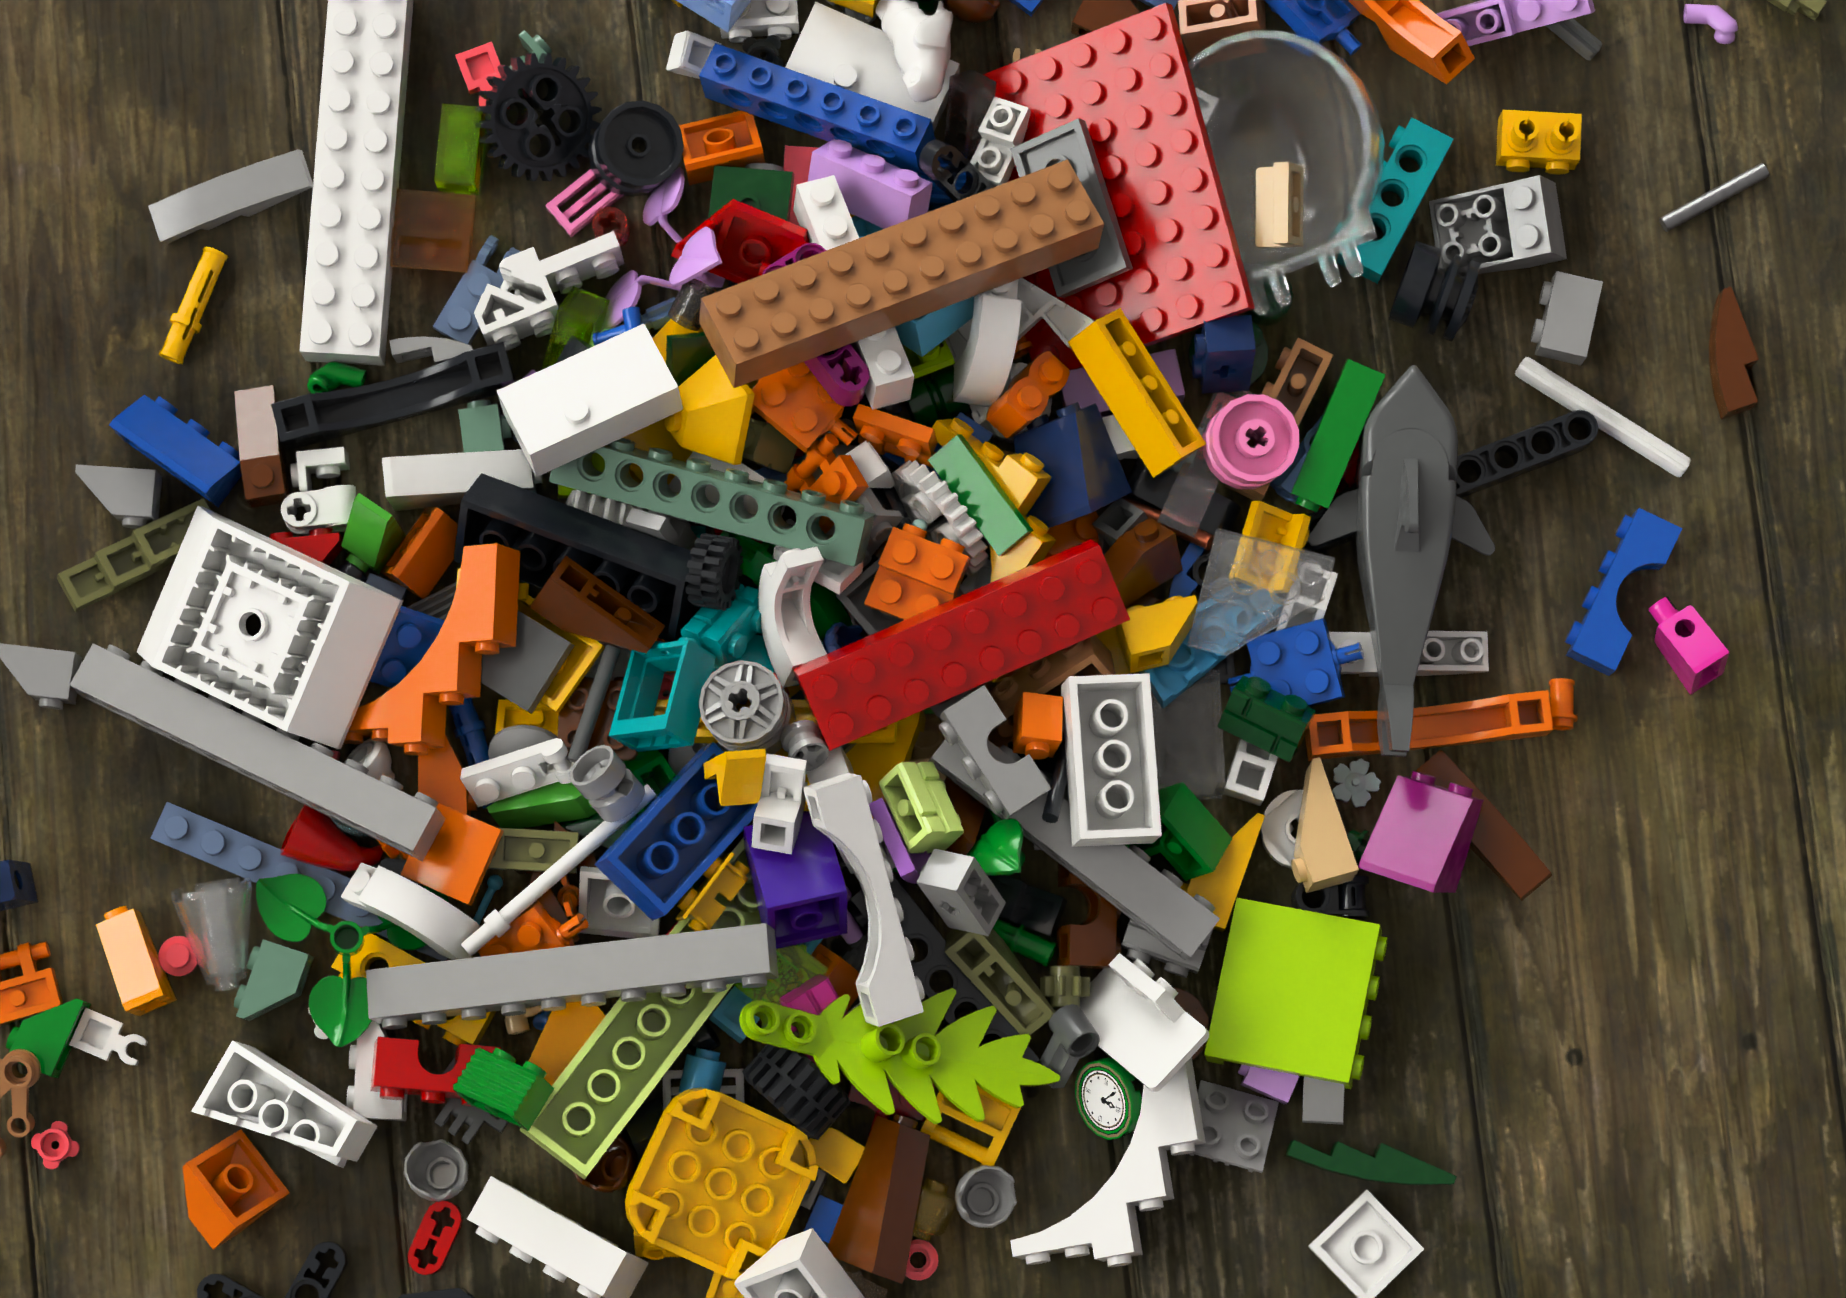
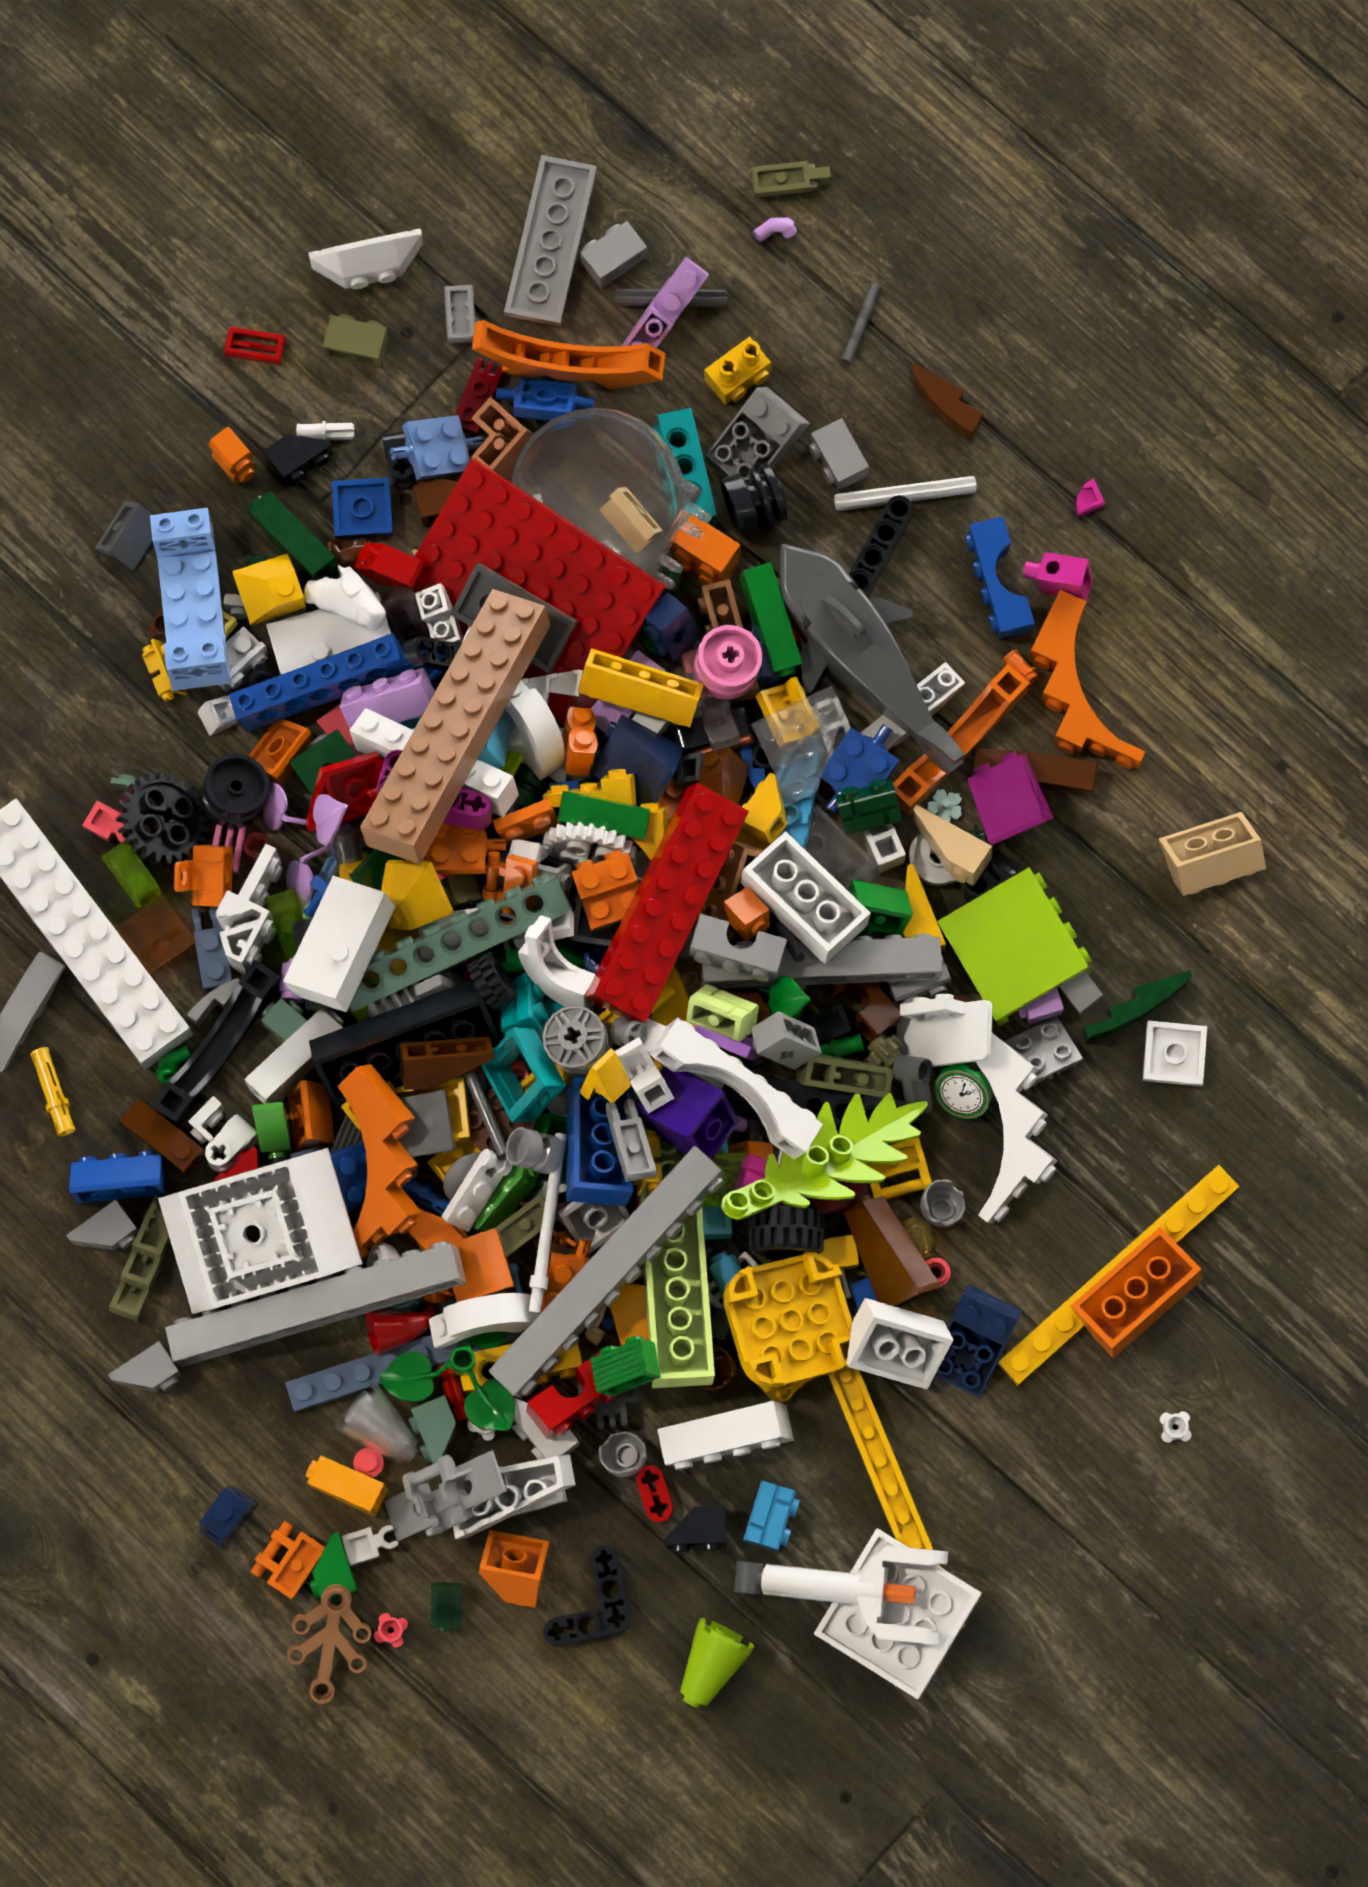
camera: 40 degrees left, 5 degrees down
(128, 1170) = (446, 1606): none -> clear green bracket
(211, 1071) = (450, 1504): none -> light grey piece
(322, 960) = (454, 1393): none -> red axle
(534, 212) = (206, 875): none -> orange piece
(707, 863) = (631, 1142): none -> light grey hinge
(992, 44) = (388, 566): none -> red slope
(1335, 313) = (710, 557): none -> orange brick
(1570, 818) = (1063, 692): none -> orange arch
(1591, 1072) = (1213, 853): none -> tan slope
(1793, 585) = (1089, 499): none -> dark pink tile

